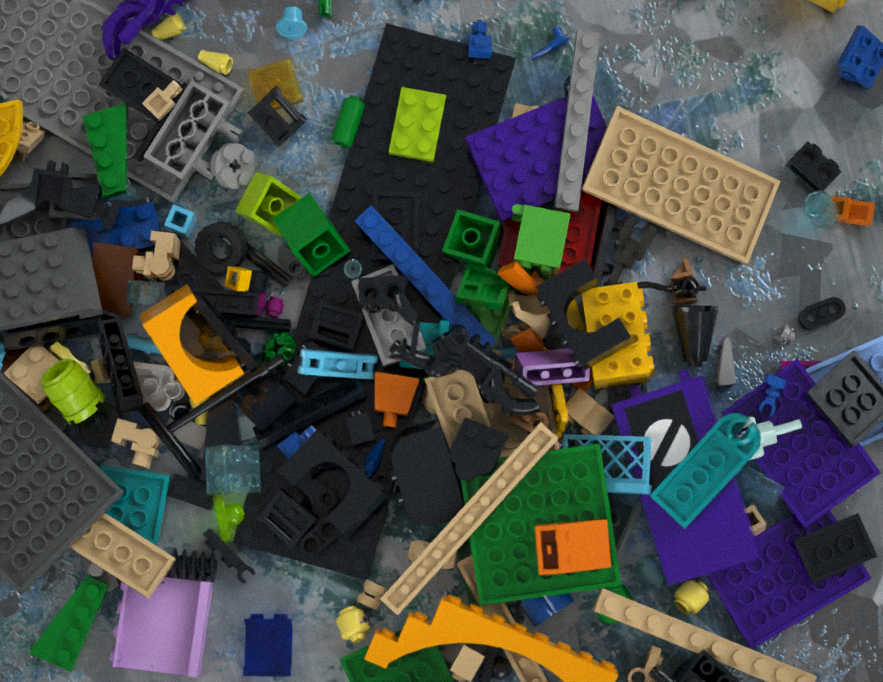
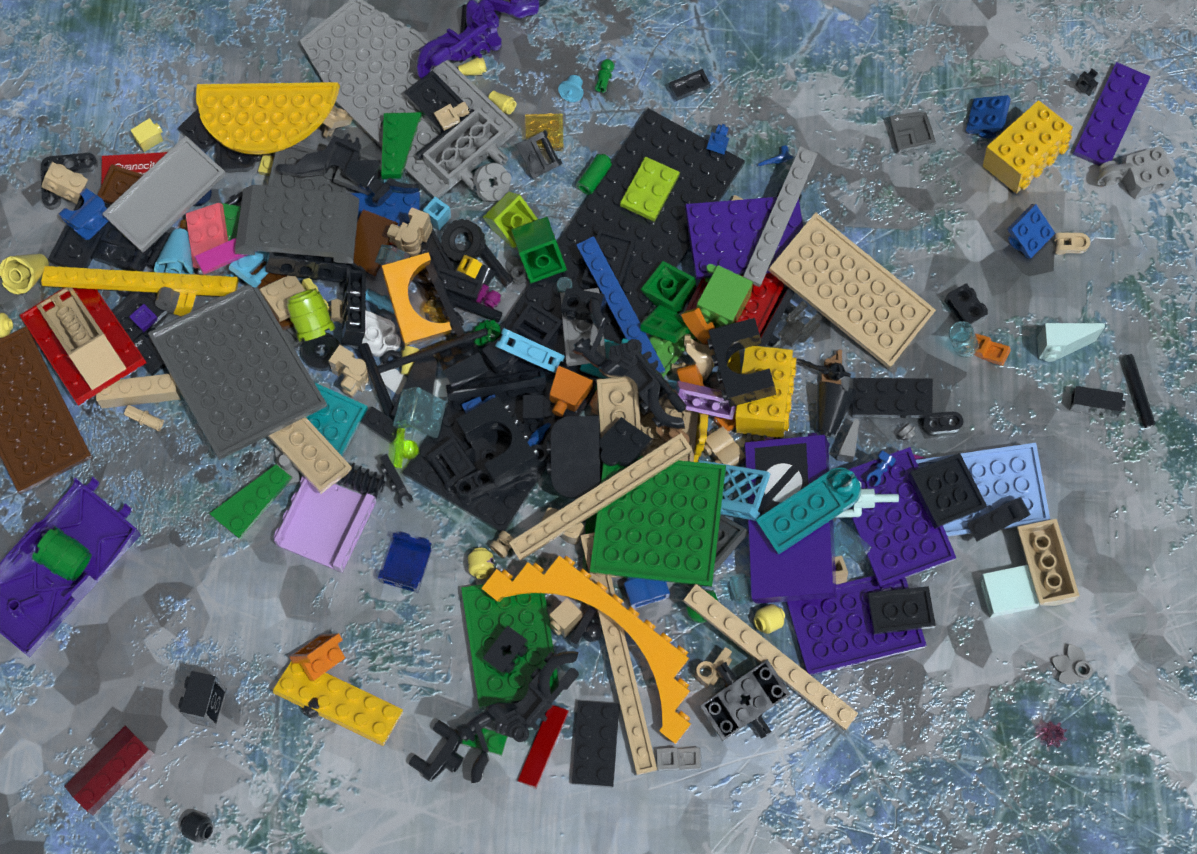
camera: 15 degrees right, 10 degrees down
(572, 546) = (679, 540): orange slope -> none
(760, 299) = (893, 397): none -> black plate

